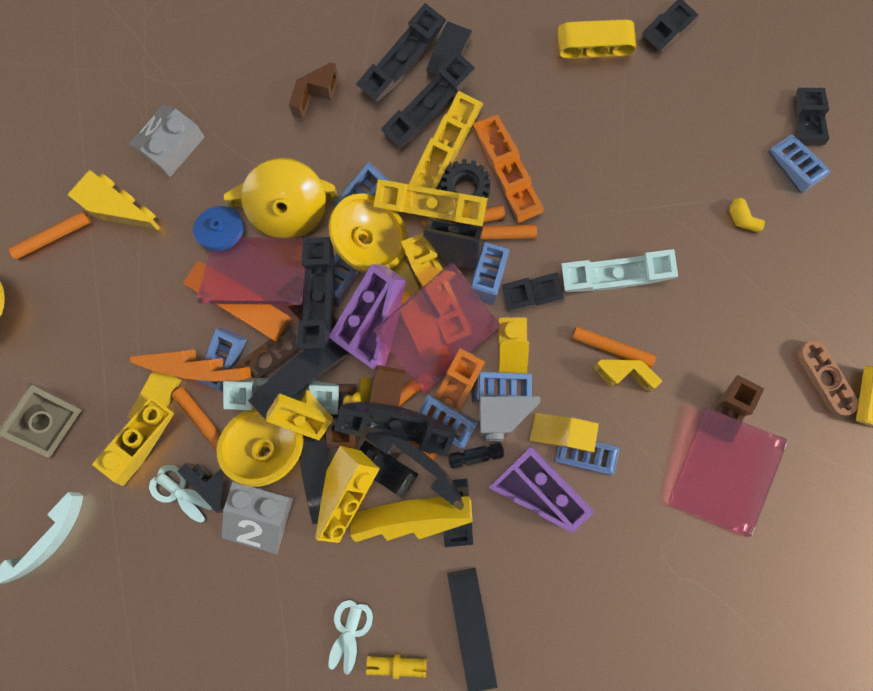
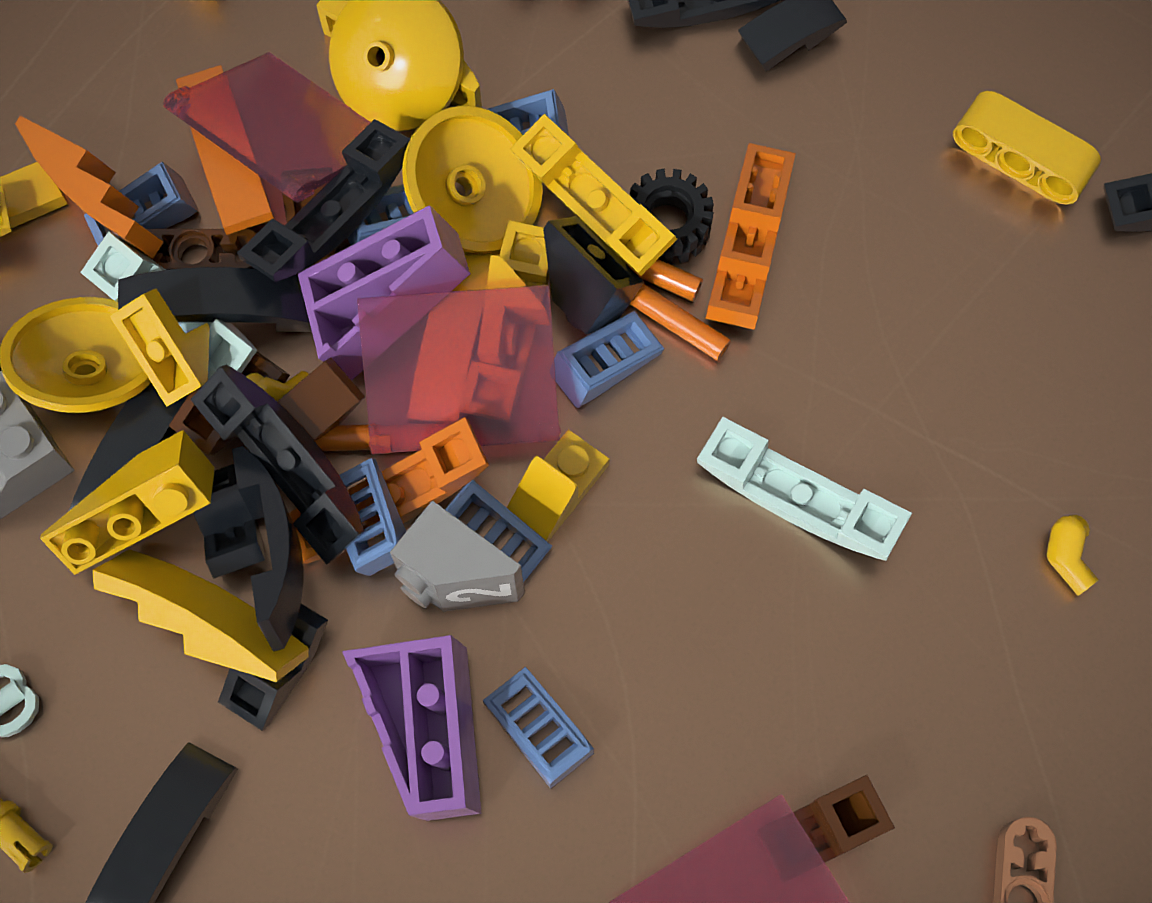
camera: 35 degrees right, 10 degrees down
(197, 416) = (43, 257): orange piece -> none
(218, 228) = (283, 43): blue piece -> none
(430, 101) = (709, 75): black slope -> none
(446, 142) = (693, 139): yellow slope -> none
(476, 455) = (373, 602): black axle -> none
(533, 292) = (645, 432): black slope -> none
(564, 432) = (528, 663): yellow slope -> none
(613, 346) = (709, 598): orange piece -> none
(615, 370) = (686, 634): yellow slope -> none

